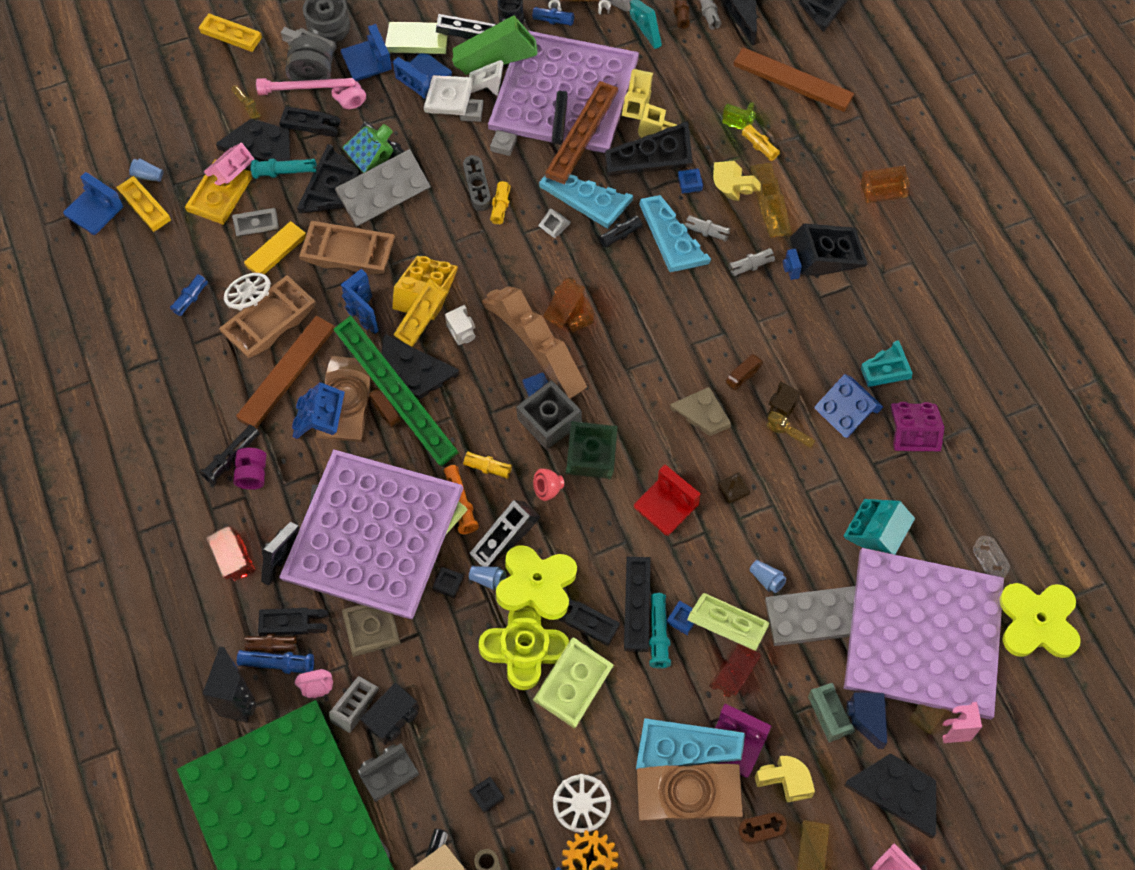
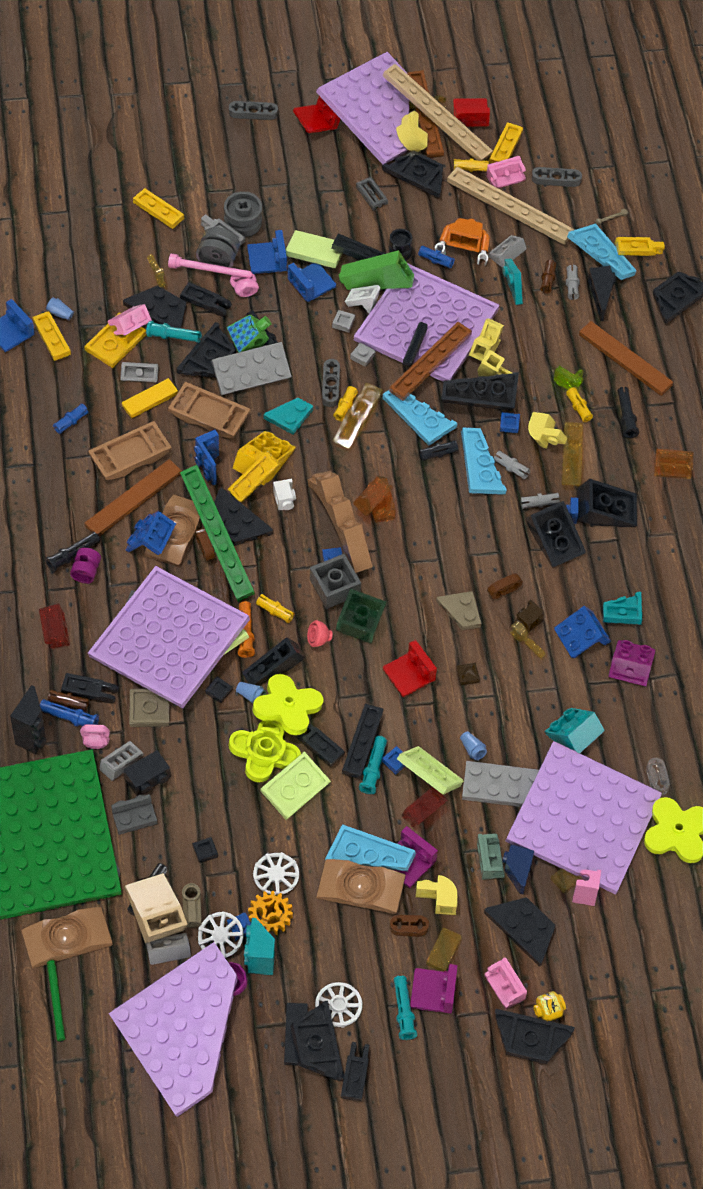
camera: 10 degrees right, 5 degrees down
(246, 291) = (118, 425): white wheel -> none
(277, 550) = (91, 632): black wing -> none
(440, 230) = (289, 415): none -> teal wing
(448, 95) = (327, 304): white tile -> none
(518, 213) = (357, 416): none -> clear yellow slope
(554, 223) = (385, 430): light grey slope -> none
(782, 296) = (556, 534): none -> black slope
(819, 146) = (628, 419): none -> black pin

